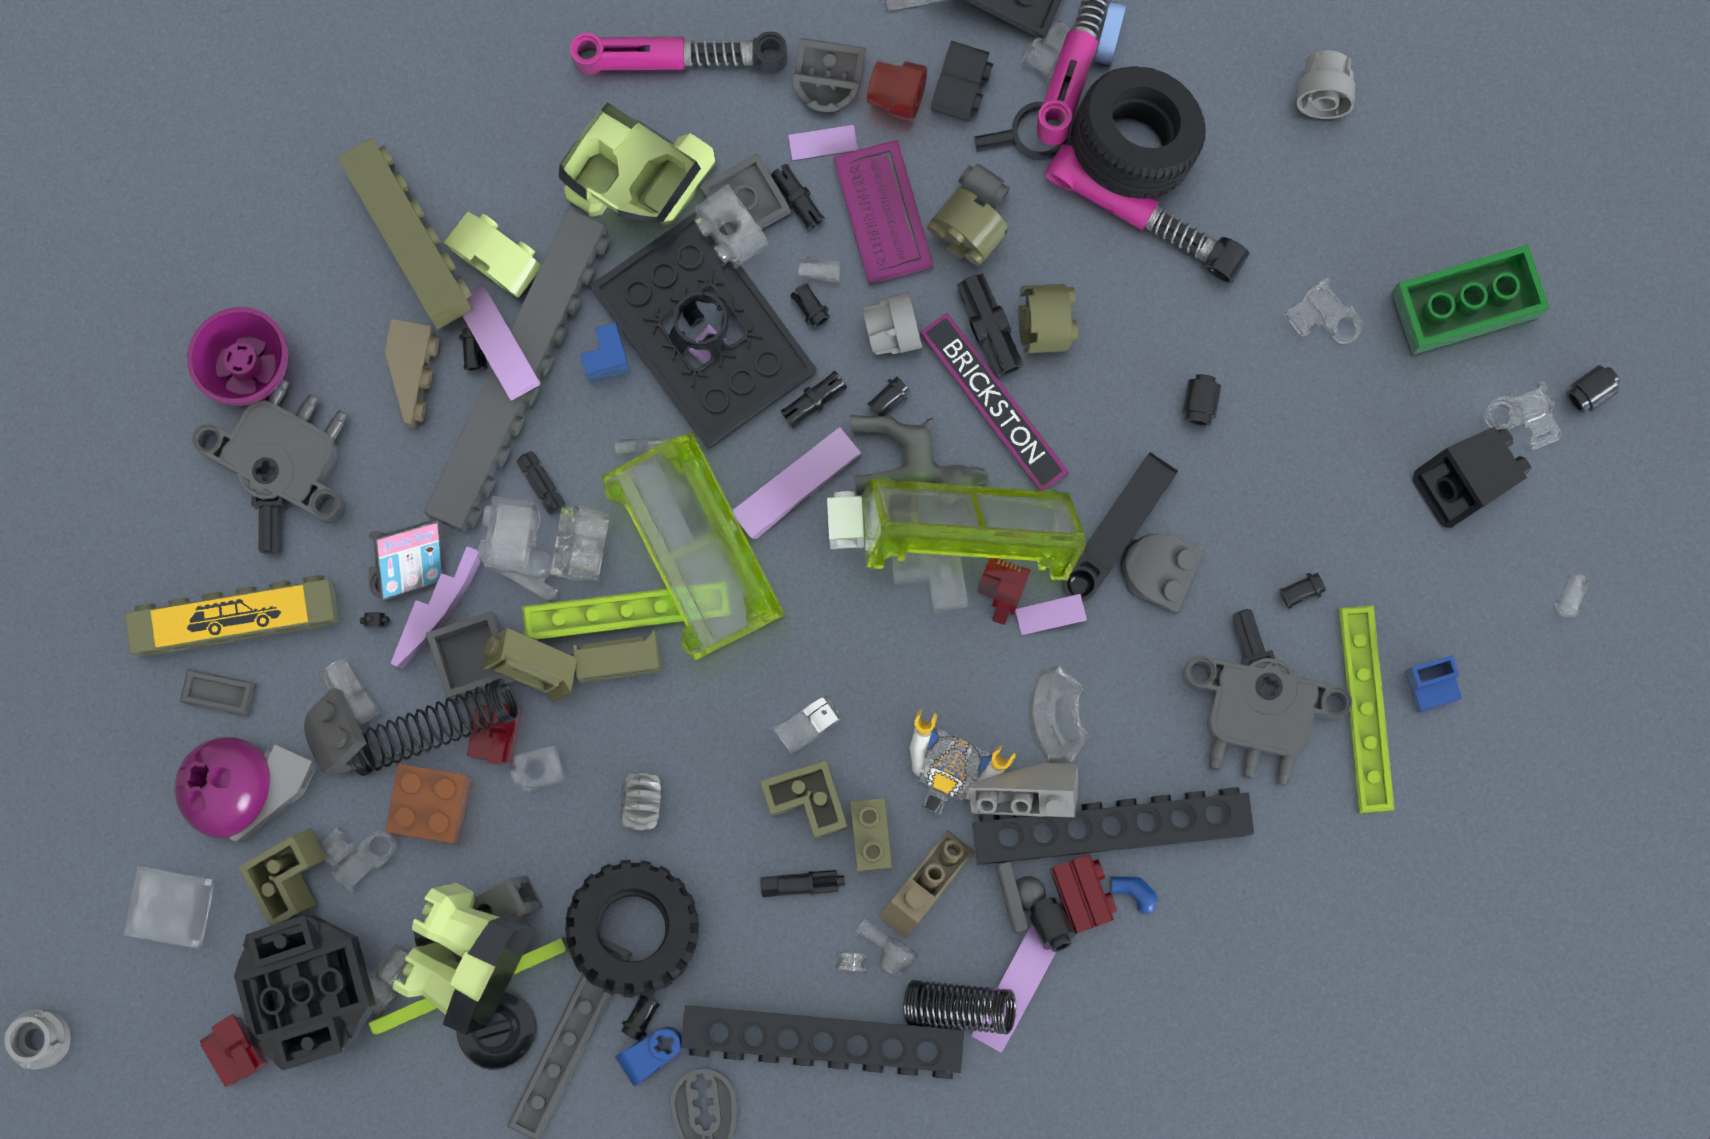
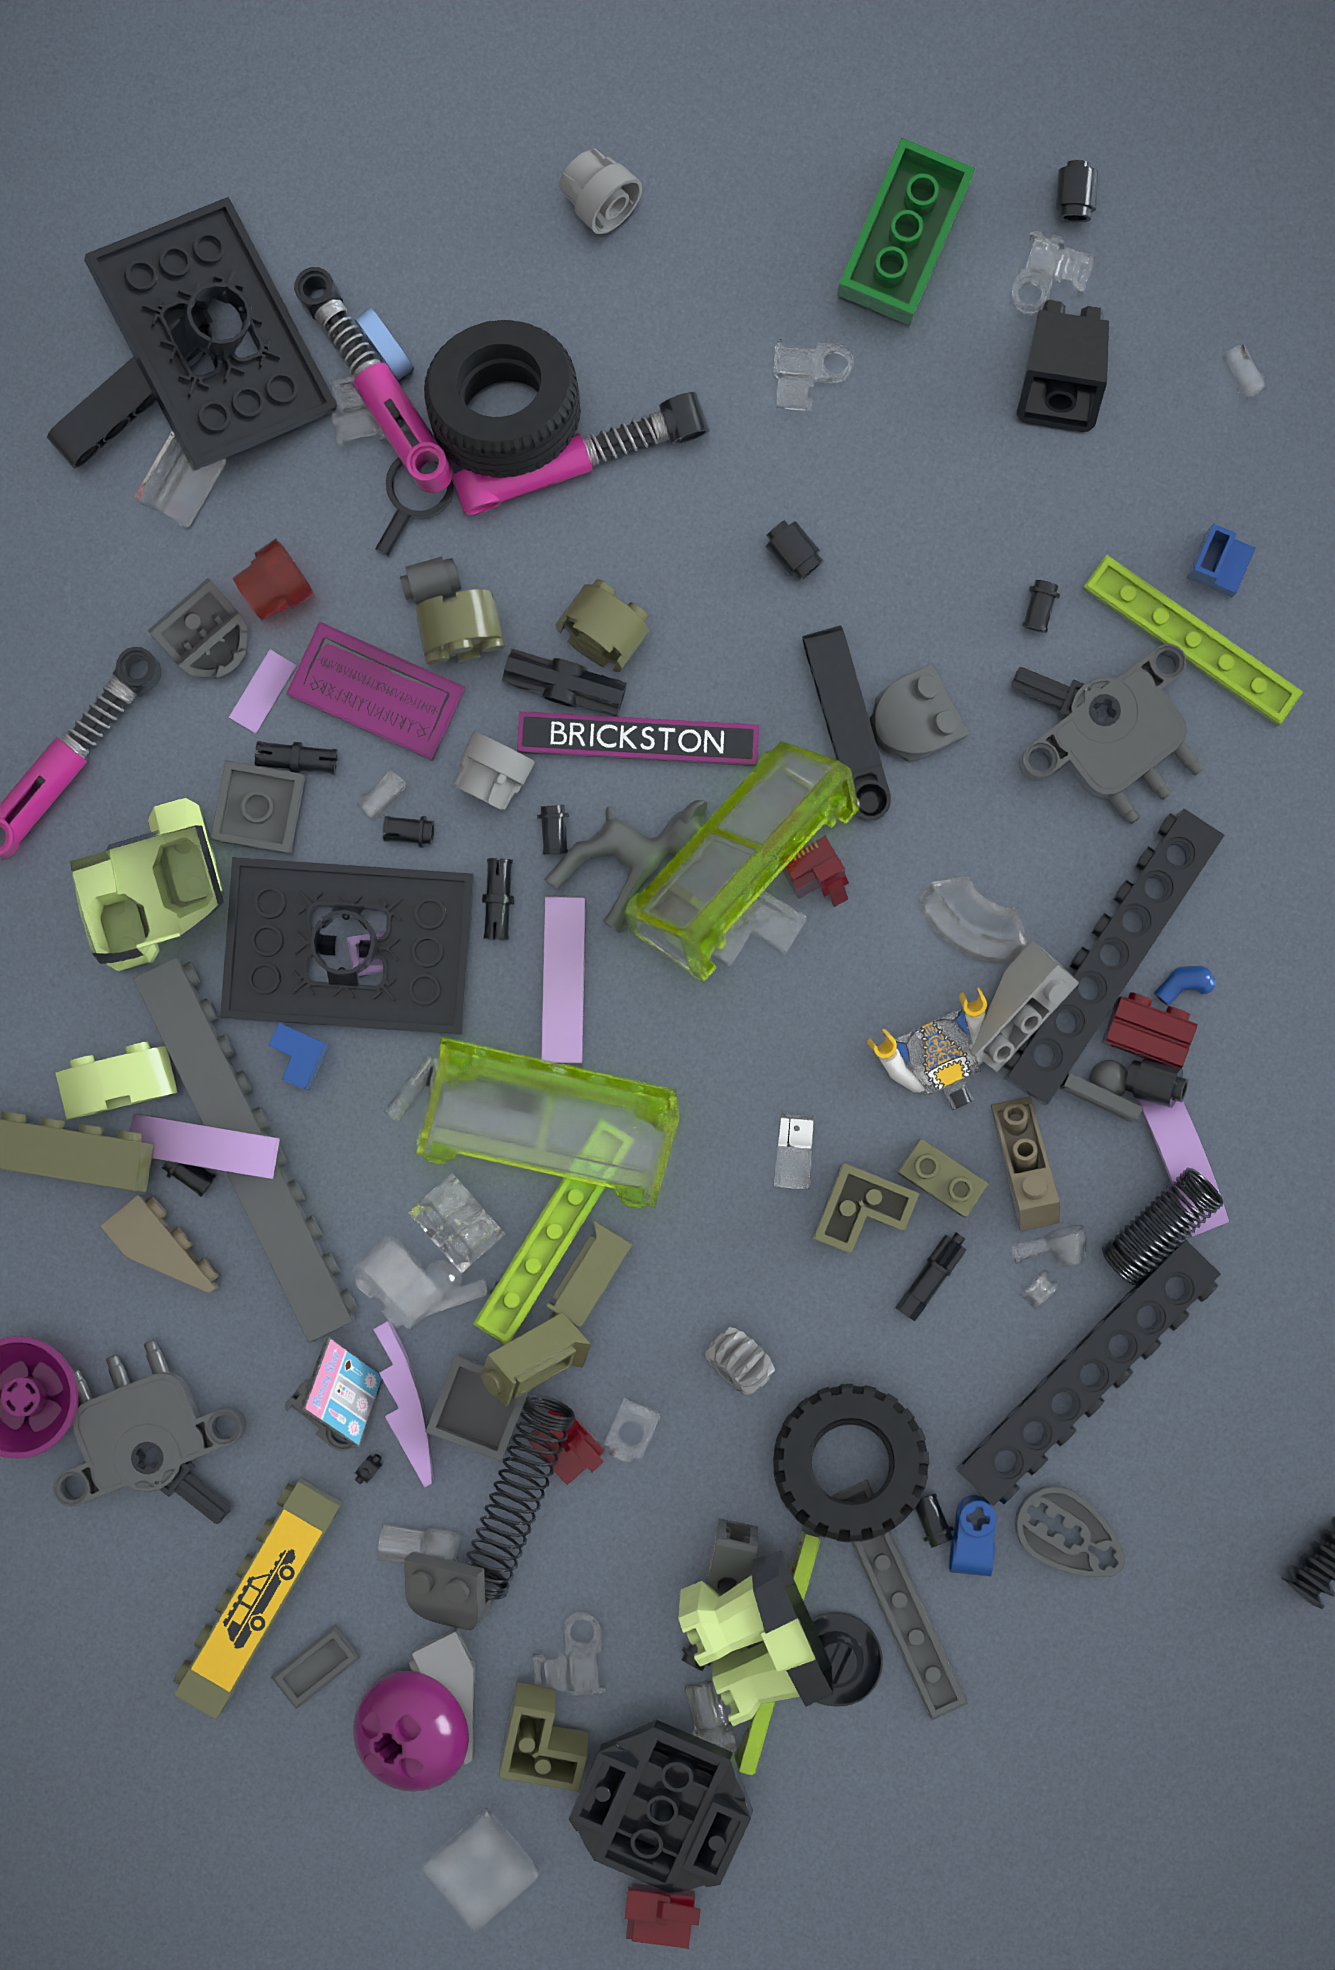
camera: 55 degrees left, 5 degrees up
(428, 804) = (582, 1556): dark orange brick -> none
(540, 482) = (367, 1212): black axle -> none
(725, 208) = (254, 833): clear brick -> none
(845, 520) = (638, 963): white brick -> none
(960, 81) = (313, 518): black brick -> none
(1051, 614) = (875, 849): lavender sticker -> none

